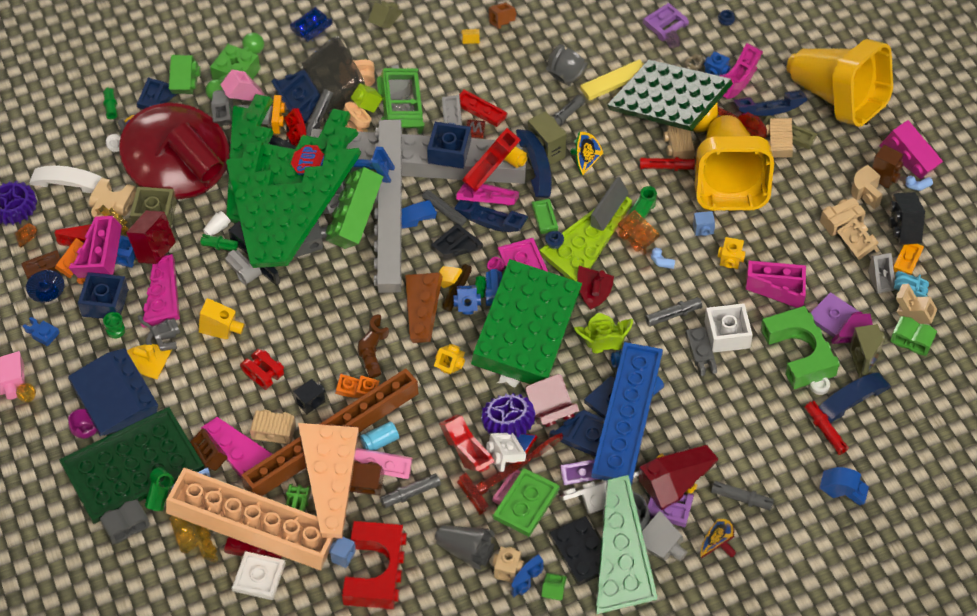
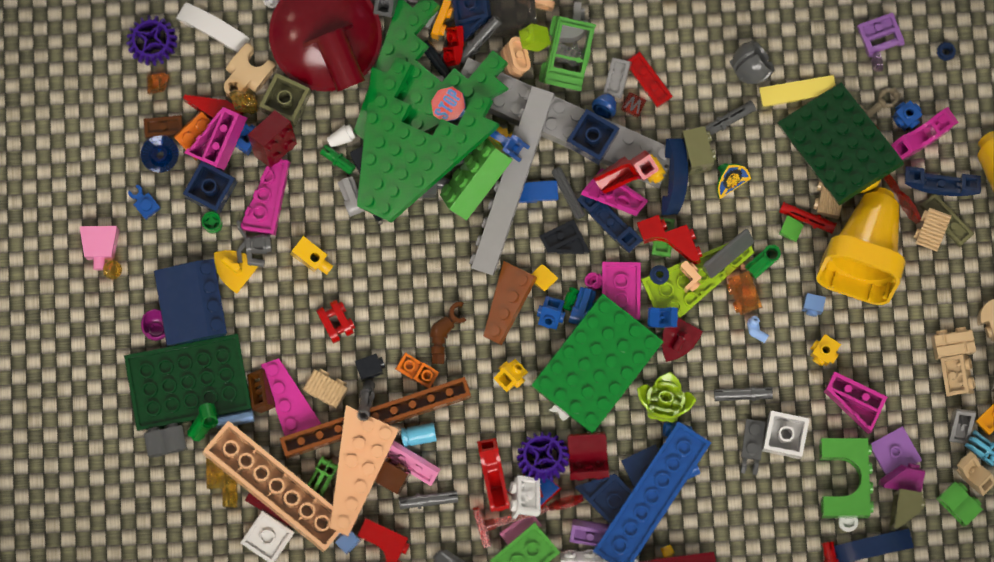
camera: 20 degrees right, 25 degrees up
(316, 416) = (366, 397): none -> dark grey pin
(448, 303) = (539, 300): dark brown axle -> none
(560, 206) = (679, 238): none -> red arch
(574, 267) = (662, 317): none -> blue bracket
(583, 229) = (690, 272): none -> light nougat bracket
(656, 176) = (791, 229): none -> bright green slope

